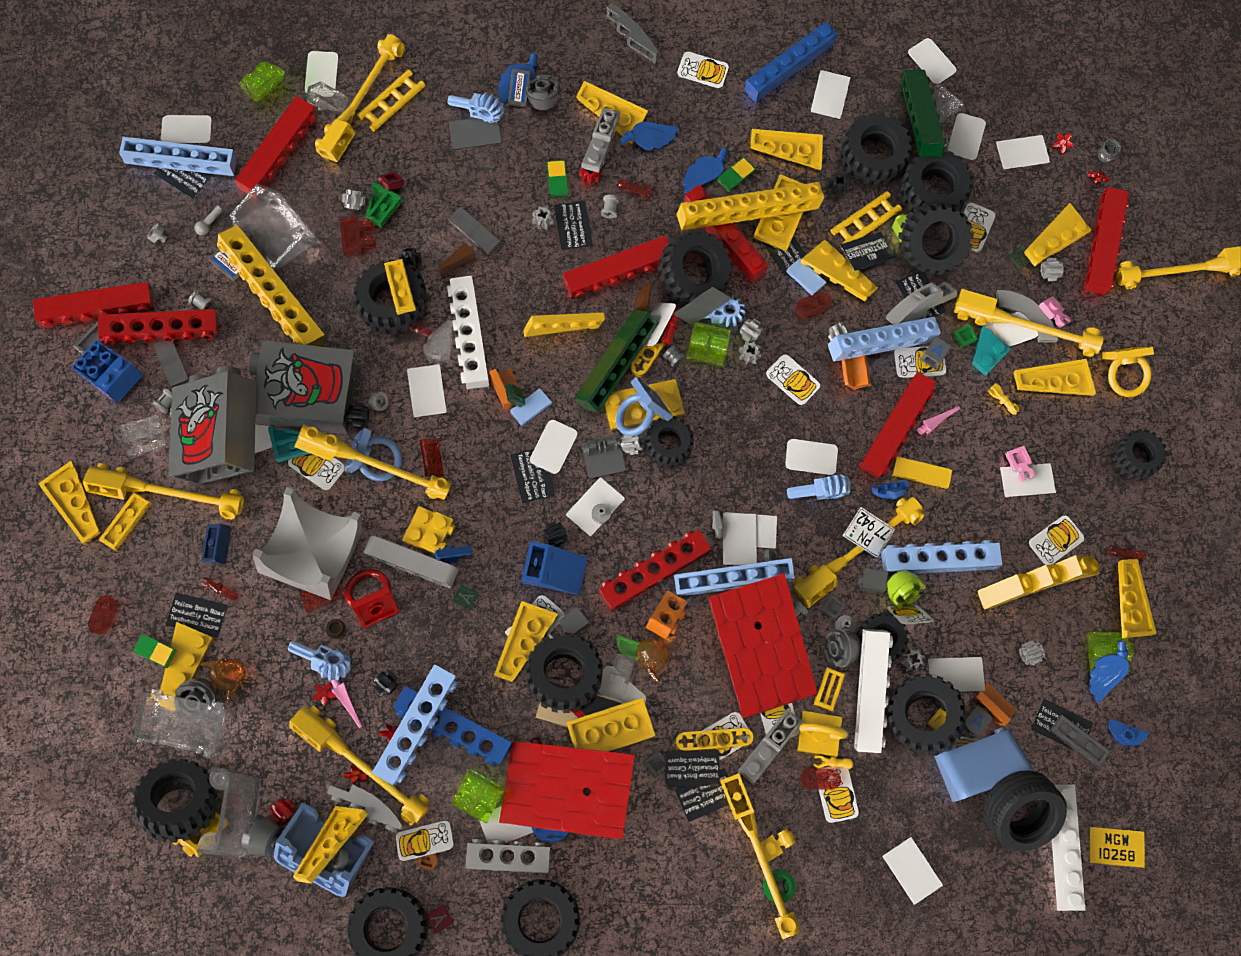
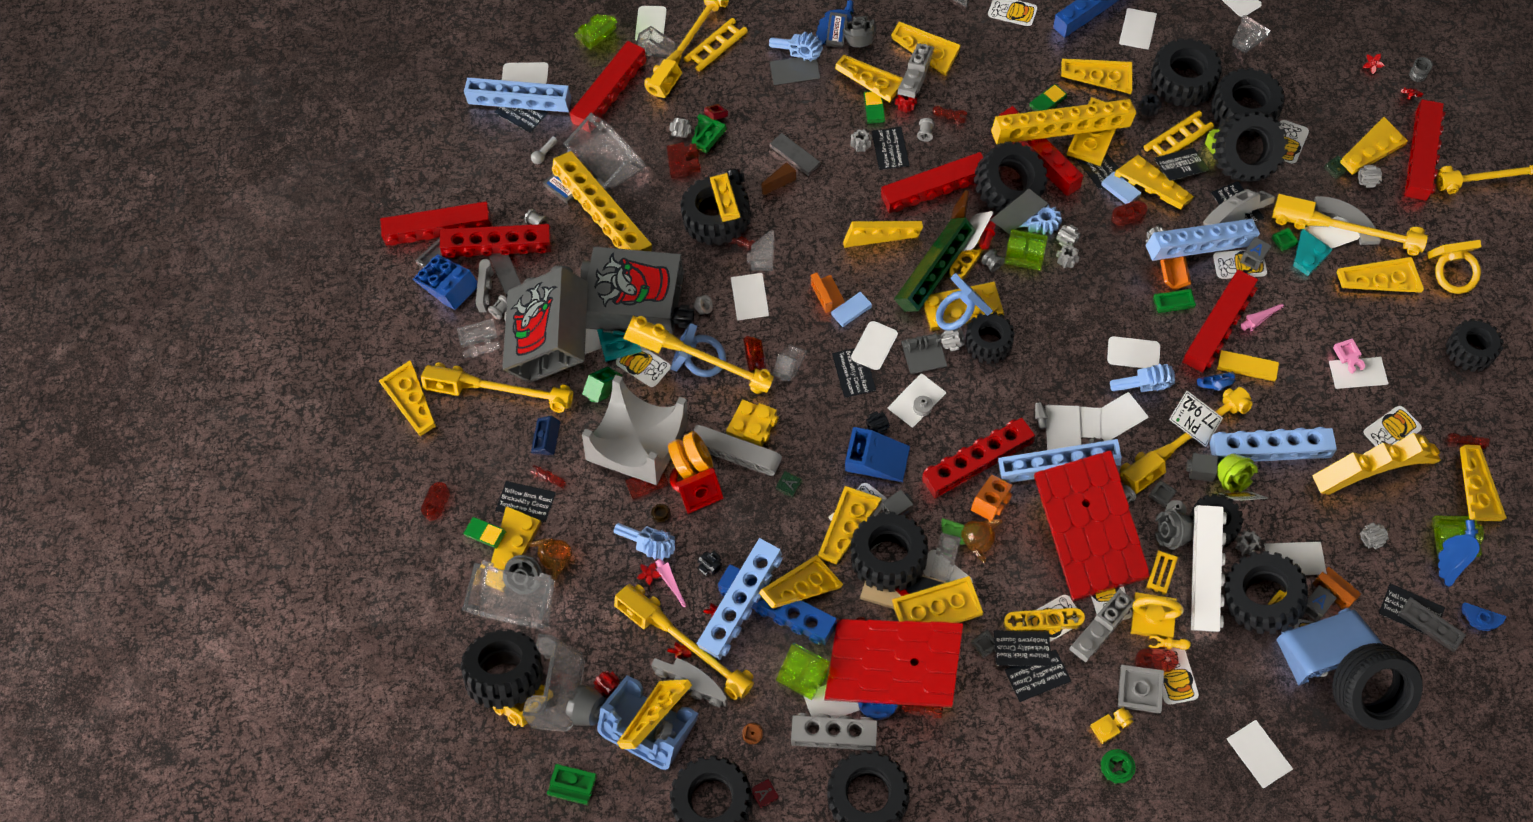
camera: 15 degrees right, 10 degrees down
(125, 521) = (459, 415): yellow tile -> none
(147, 376) = (484, 285): none -> light grey plate
(156, 233) = (495, 162): light grey tile -> none
(249, 914) = (572, 784): none -> green plate
(271, 488) = (599, 384): none -> green slope
(365, 573) = (690, 455): none -> light orange wheel
(424, 840) = (748, 715): sticker -> none
(451, 553) = (776, 442): blue plate -> none
(464, 287) = (786, 203): white brick -> none
(466, 466) = (789, 362): none -> clear slope
(477, 706) = (801, 583): none -> yellow wing
(515, 395) = (836, 296): clear green tile -> none
(556, 146) = (872, 78): none -> yellow wing
(650, 135) = (963, 67): blue animal -> none
(705, 170) = (1018, 96): blue animal -> none
(744, 813) = (1079, 691): yellow bar -> none
(793, 379) = (1111, 282): sticker -> none
(796, 525) = (1120, 416): none -> white sticker
(804, 809) = (1140, 689): none -> light grey plate
(853, 401) = (1174, 301): none -> green tile
(923, 113) = (1231, 38): dark green brick -> none
(966, 136) = (1276, 60): white sticker -> none
(997, 392) = (1321, 290): yellow piece -> none
(1022, 152) = (1332, 74): white sticker -> none
(1054, 310) = (1374, 213): bright pink plate -> none
(1068, 857) = (1427, 741): white brick -> none
(1117, 847) = (1480, 733): yellow sticker -> none

